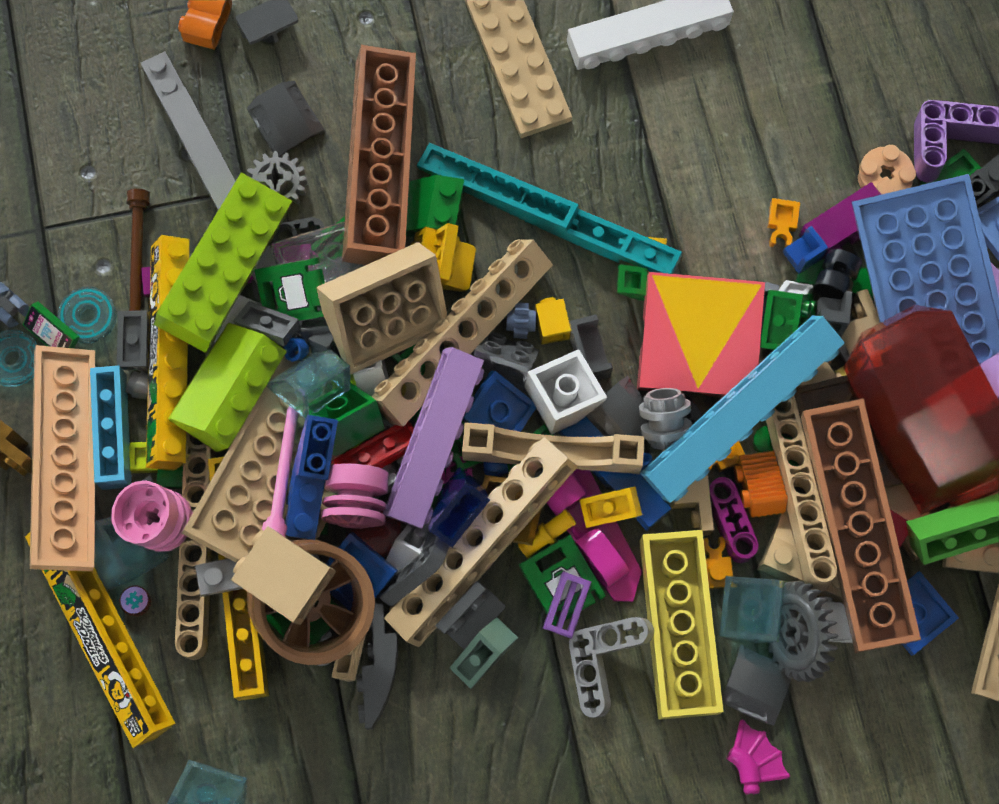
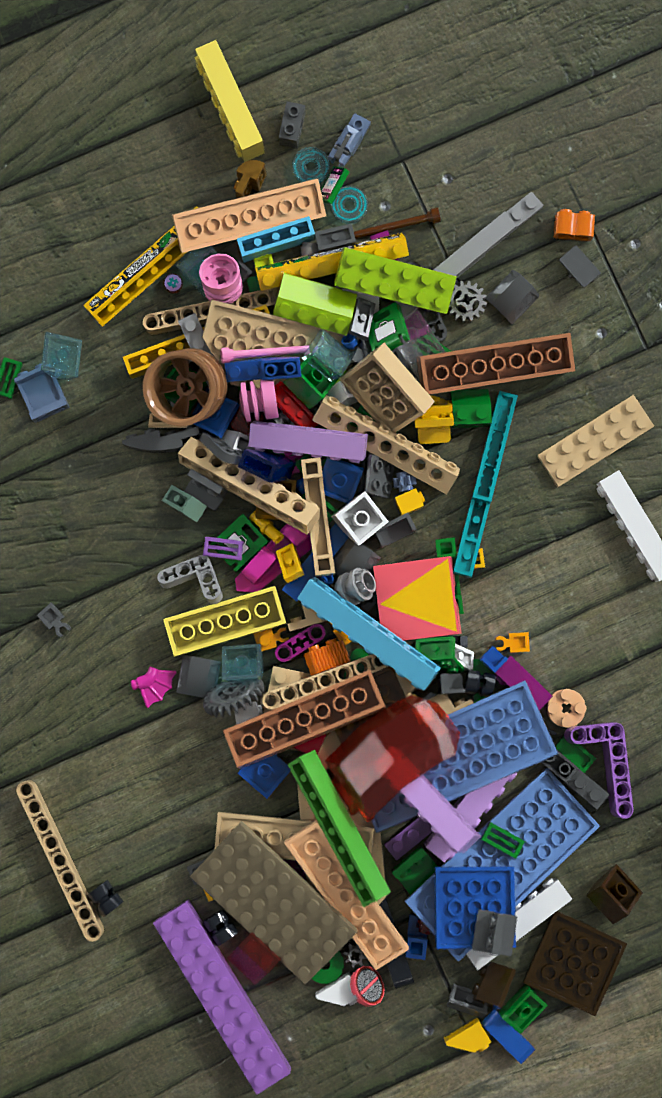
camera: 85 degrees right, 10 degrees up
(282, 575) = (189, 364): tan panel -> none

